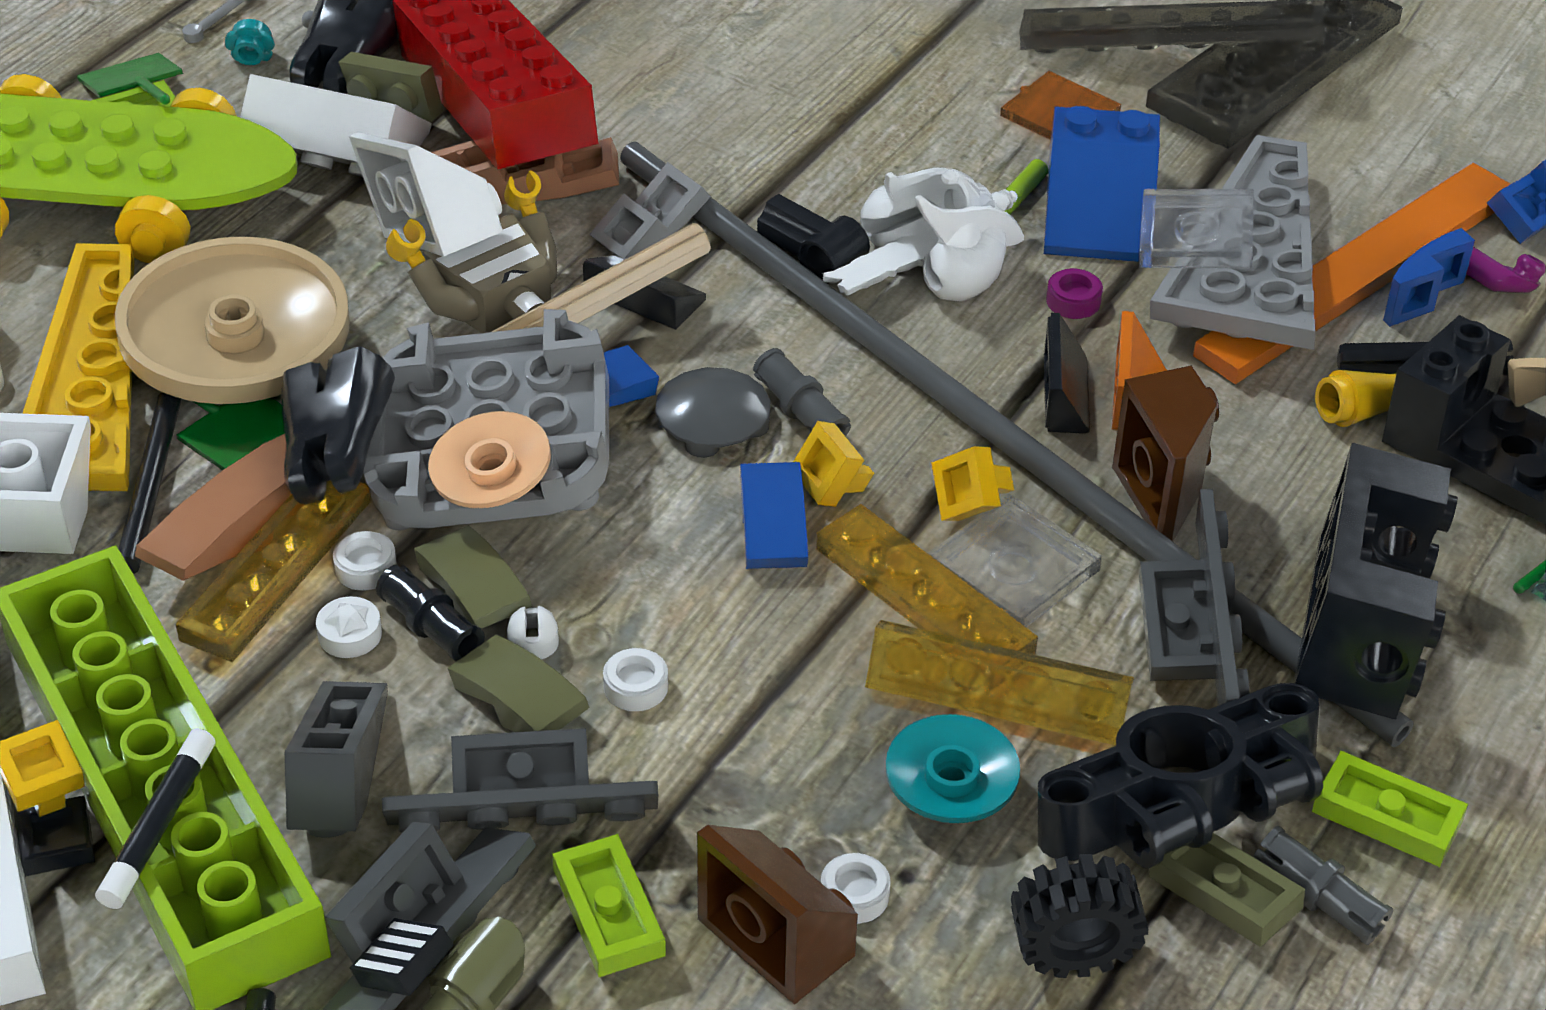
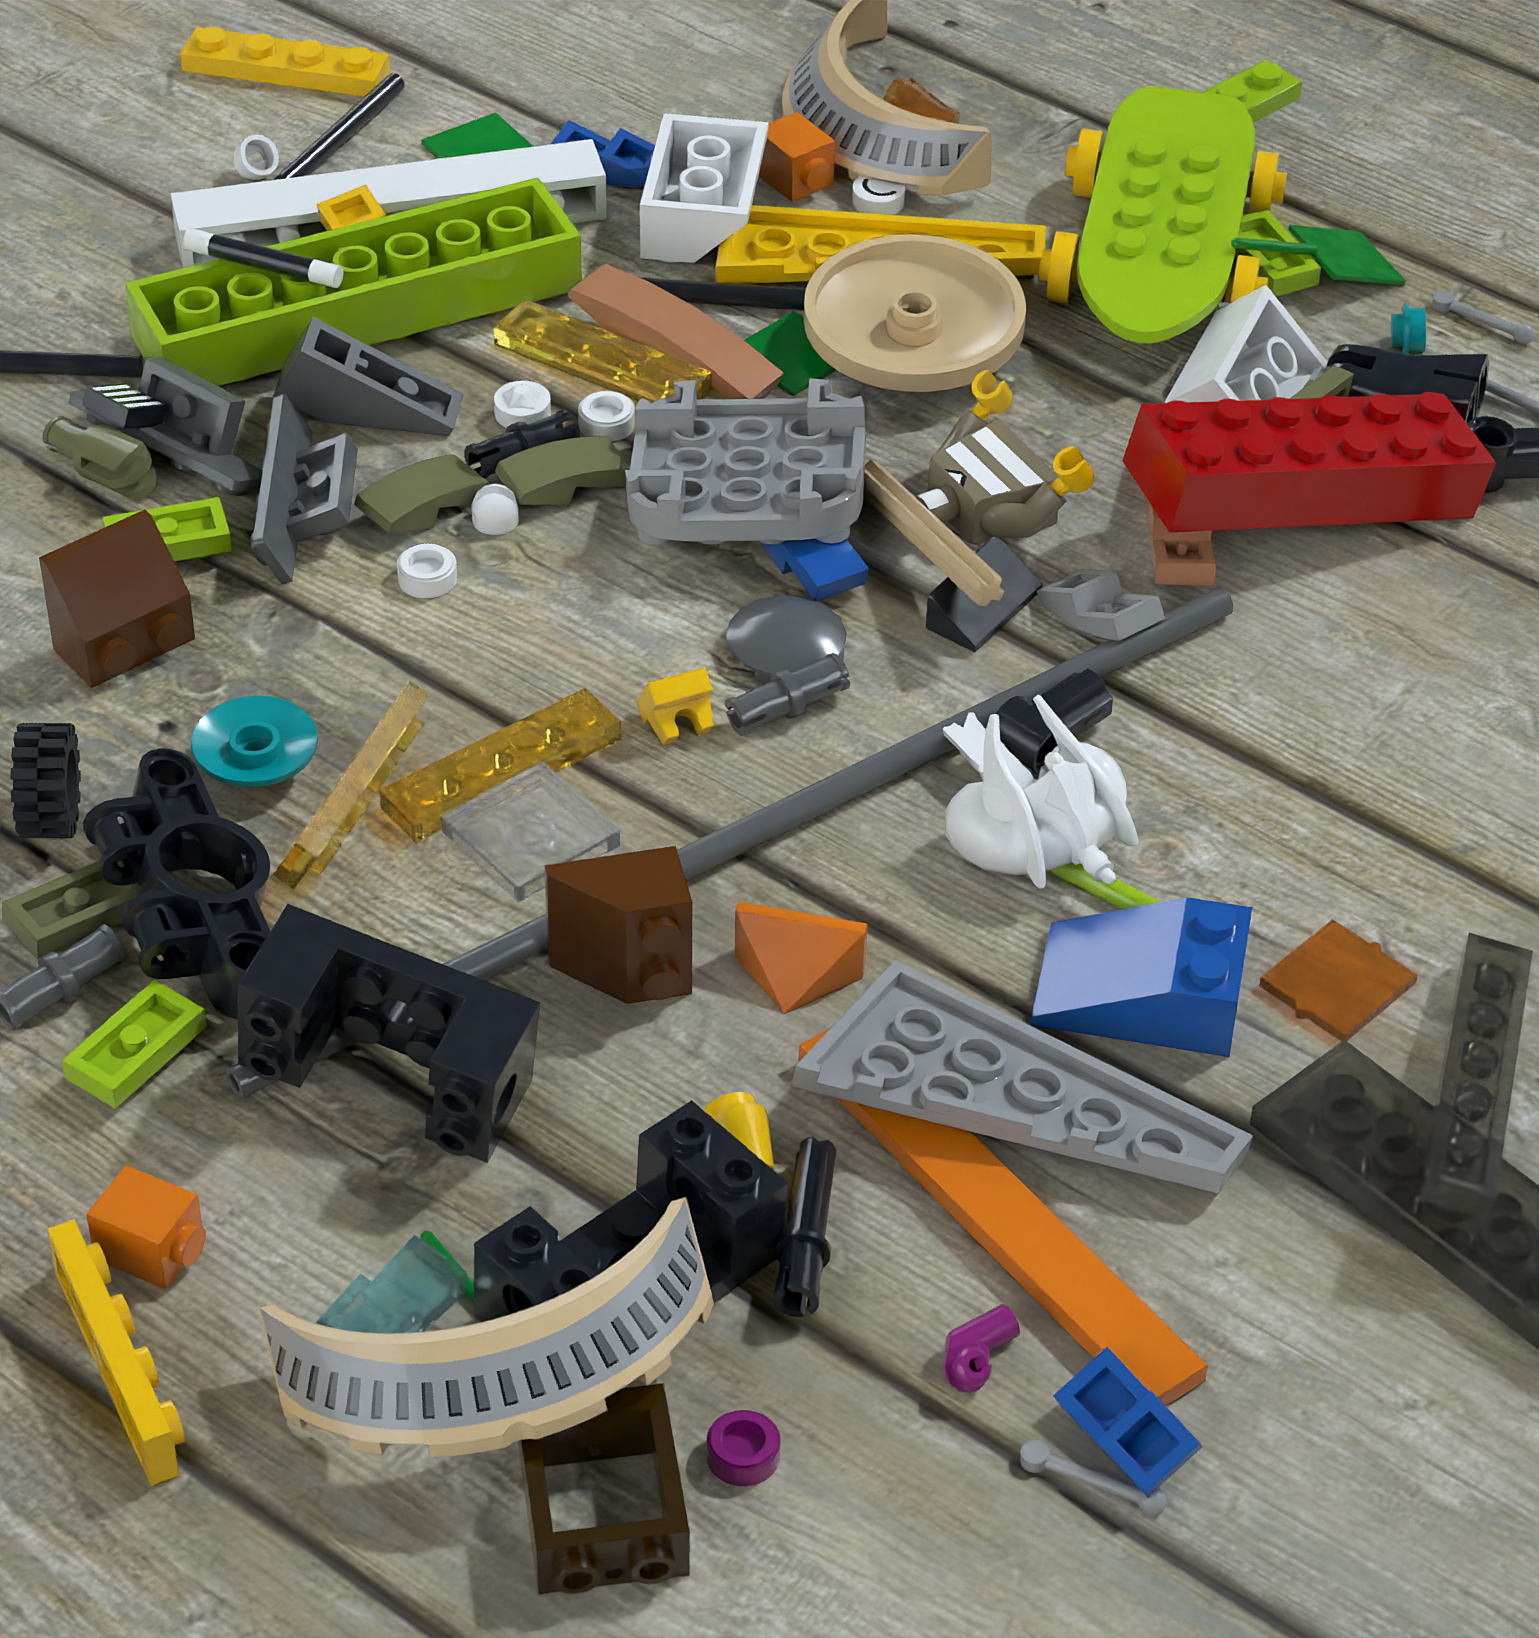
camera: 95 degrees right, 0 degrees up
(332, 420) = (746, 358): black piece -> none
(418, 185) = (1062, 390): white slope -> none
(489, 459) = (657, 438): light nougat dish -> none
(773, 515) = (618, 657): blue slope -> none
(861, 881) = (154, 685): white tile -> none
(969, 483) = (622, 790): yellow tile -> none
(1065, 380) = (801, 884): black slope -> none
(1074, 293) = (962, 938): magenta tile -> none
(1188, 611) = (436, 923): dark grey bracket -> none
(1197, 228) = (1017, 1012): clear tile -> none
(1425, 273) = (948, 1242): blue slope -> none

